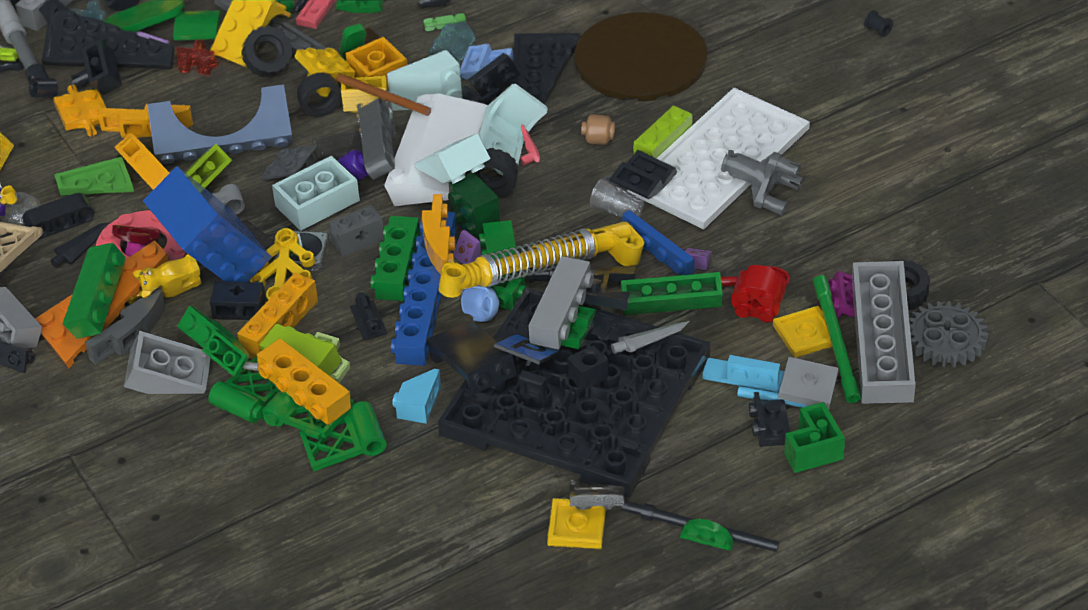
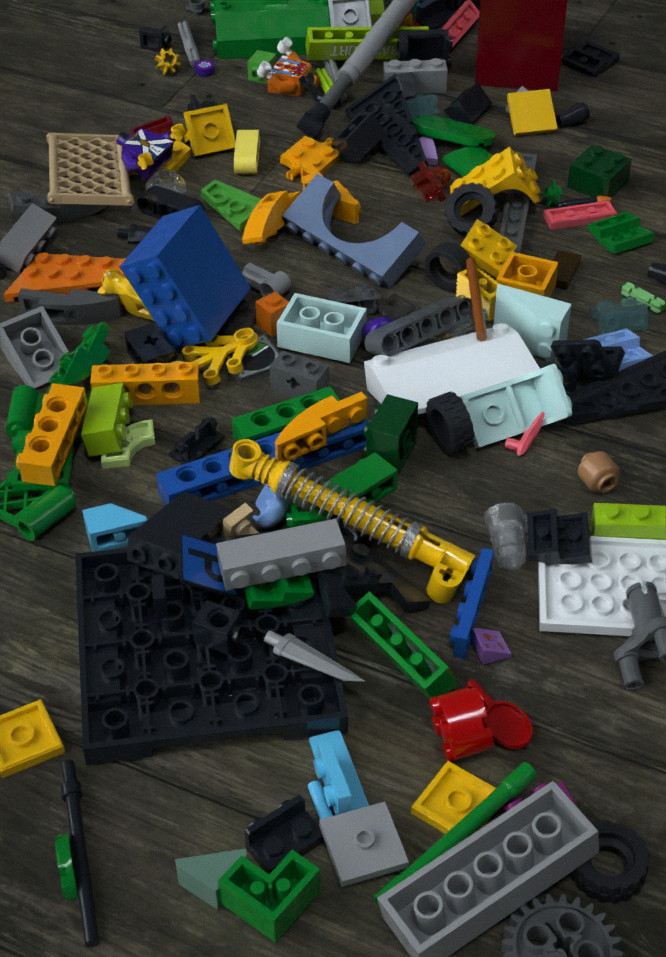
camera: 55 degrees right, 0 degrees up
(34, 140) = (246, 152): none -> light yellow beam
(94, 290) = (70, 257): green brick -> none
(208, 165) = (279, 251): lime brick -> none
(266, 213) = (269, 311): none -> orange brick
(352, 38) = (539, 245): green piece -> none
(455, 160) = (412, 379): light aqua slope -> none
(467, 248) = (344, 460): medium lavender slope -> none
(488, 321) = (238, 522): none -> tan bracket
(598, 495) = (53, 728): clear smoke wing -> none
(777, 465) = (202, 873): none -> sand green slope

